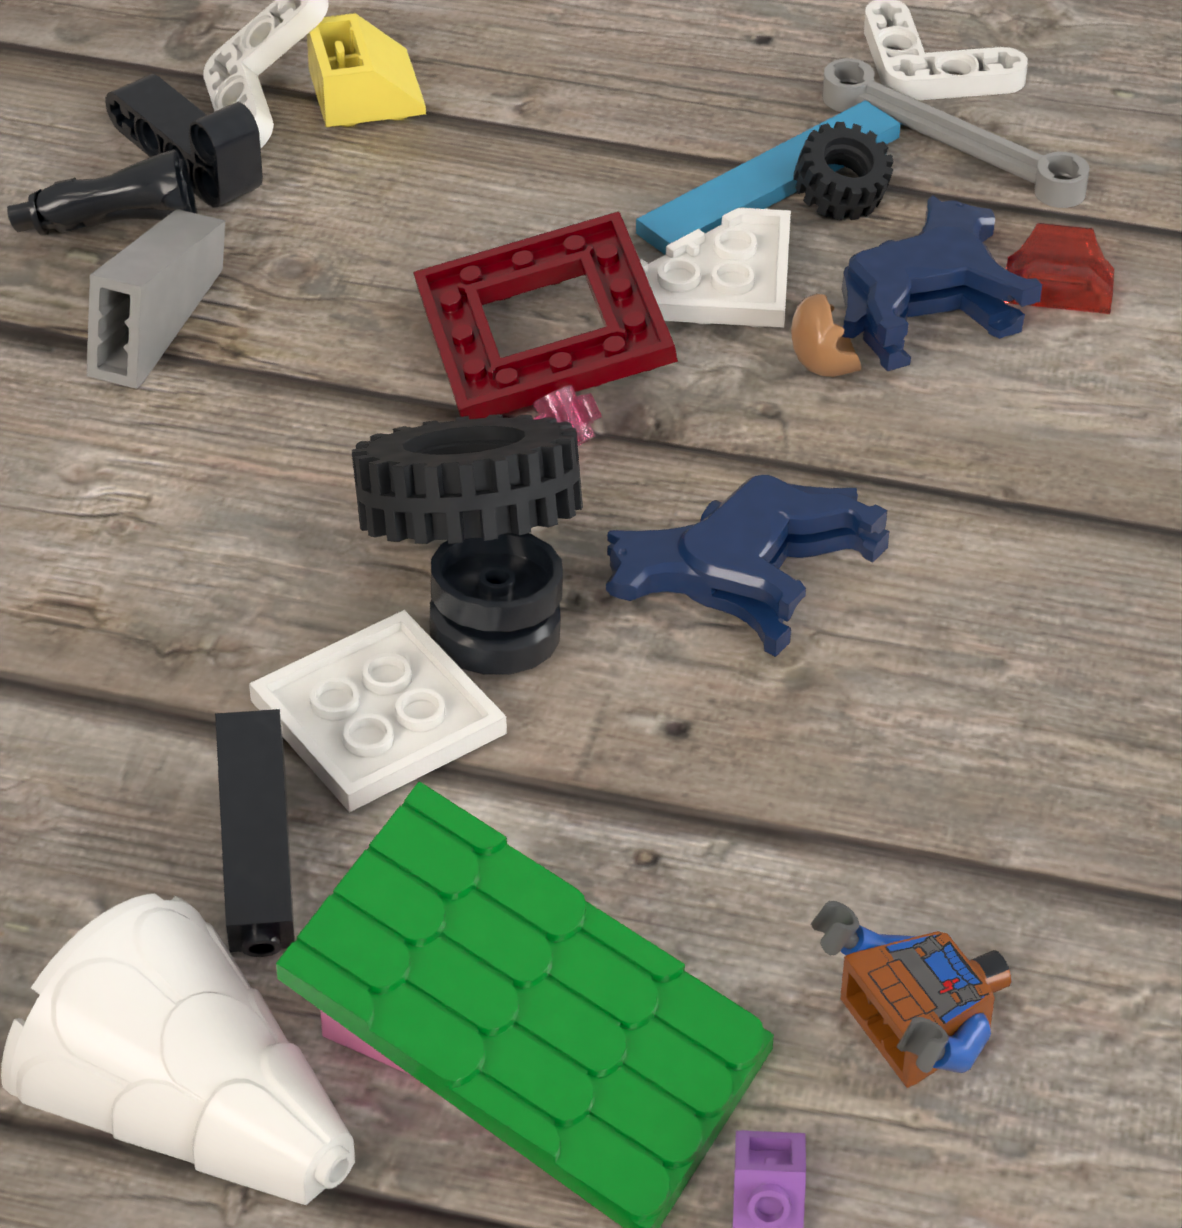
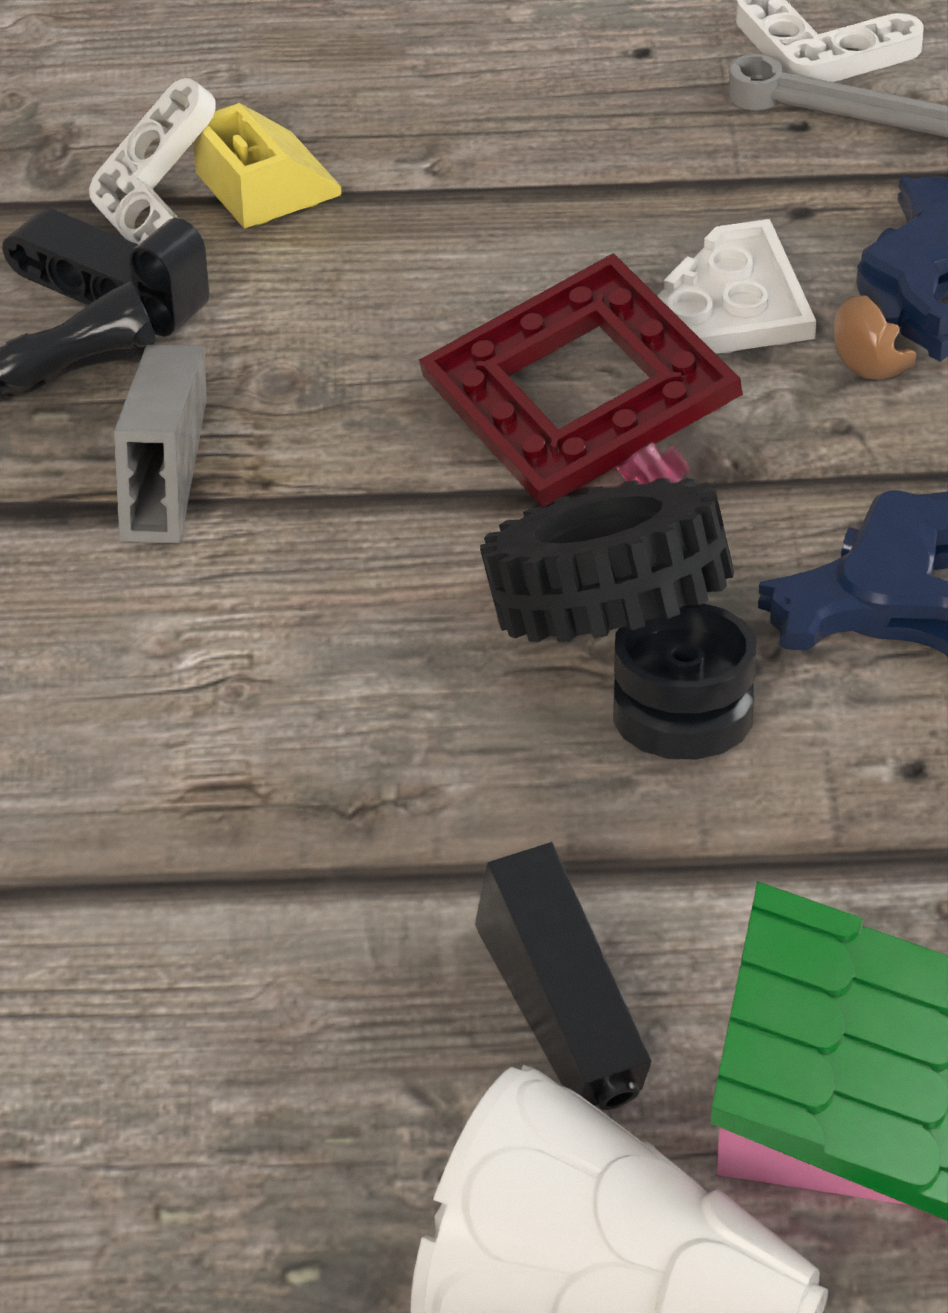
camera: 15 degrees left, 0 degrees up
(378, 709) = (618, 815): white plate -> none
(751, 184) = (724, 188): dark azure tile -> none
(836, 192) = (792, 187): black tyre -> none

